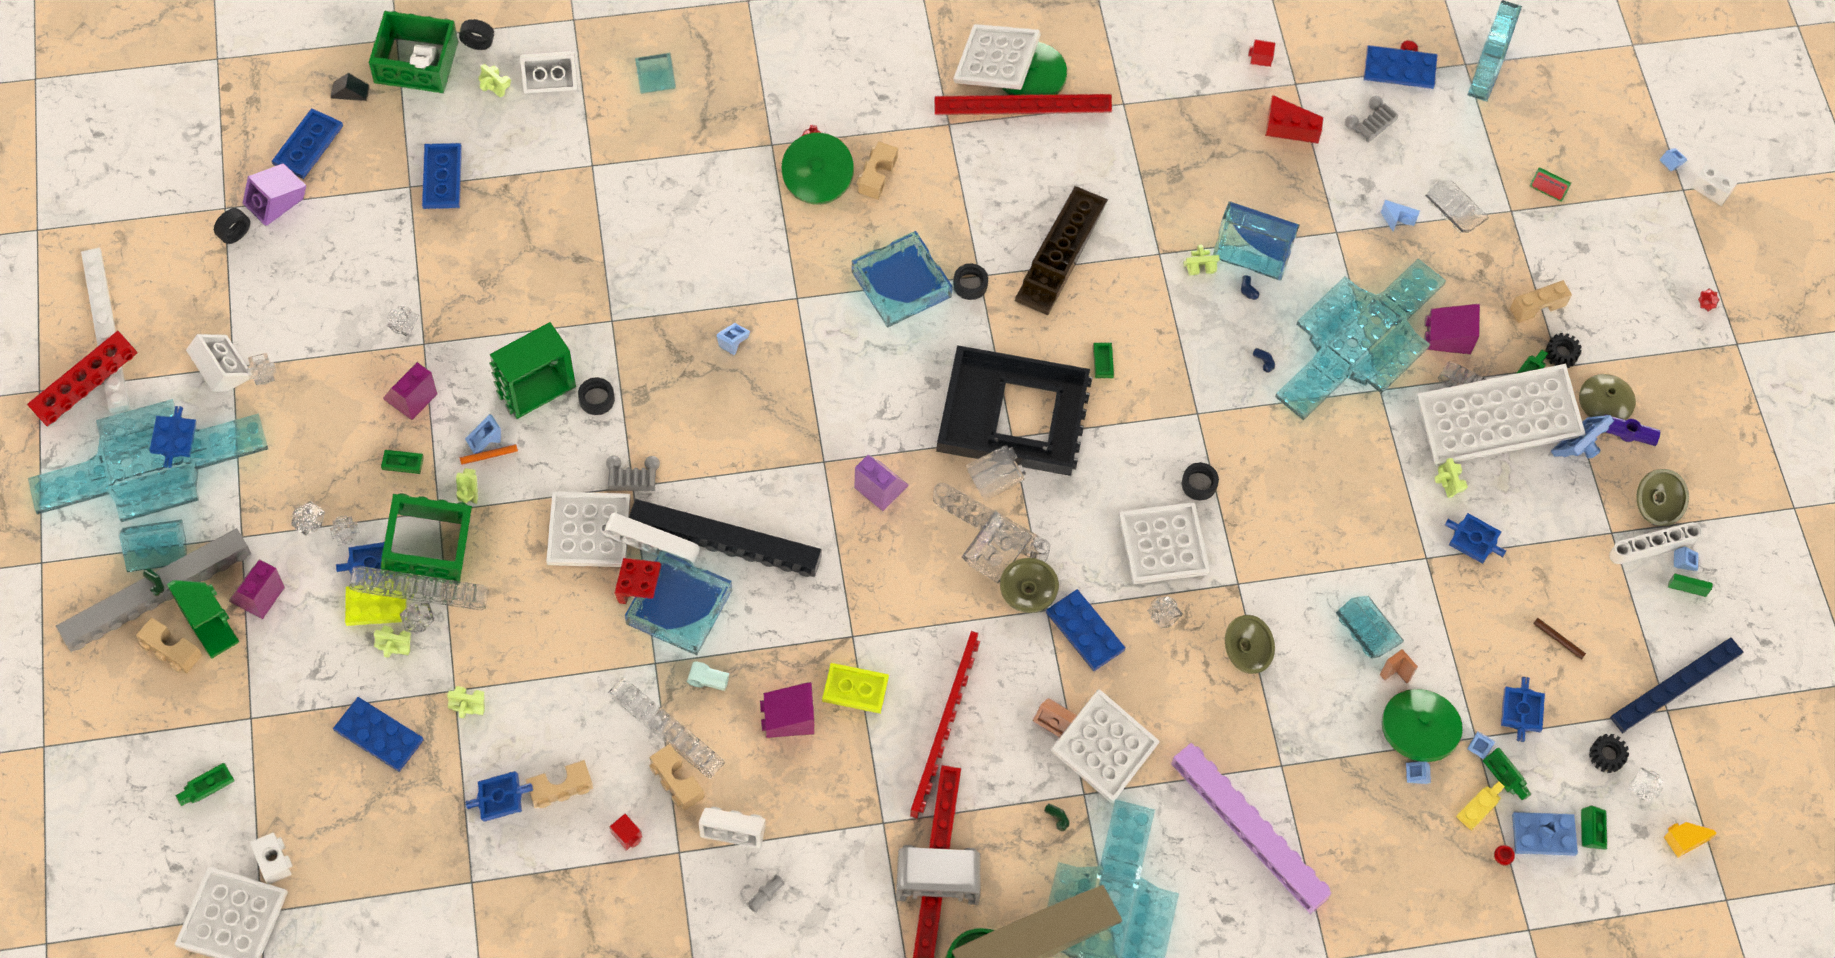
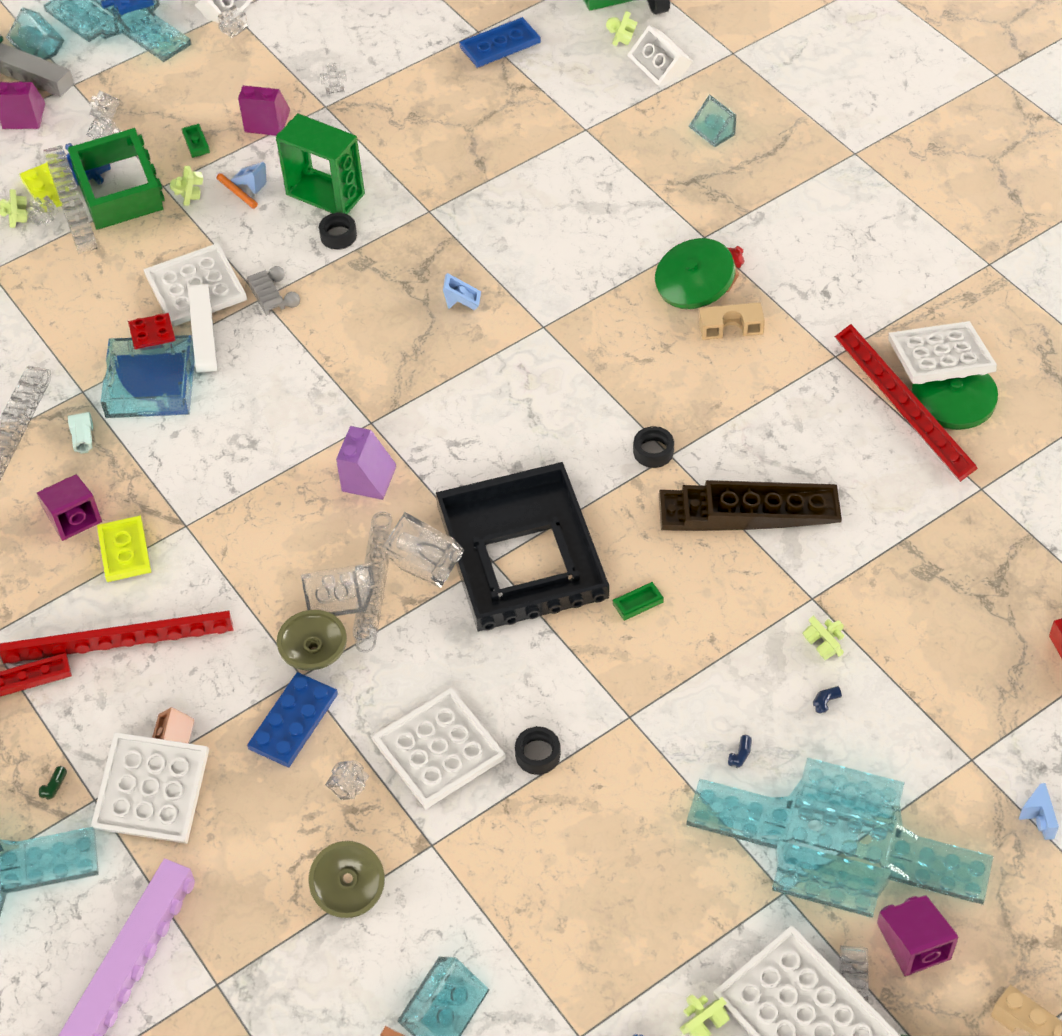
camera: 70 degrees right, 10 degrees down
(730, 538) = (238, 384): black brick -> none
(901, 279) = (615, 390): clear light blue tile -> none
(1255, 240) = (873, 662): clear light blue tile -> none

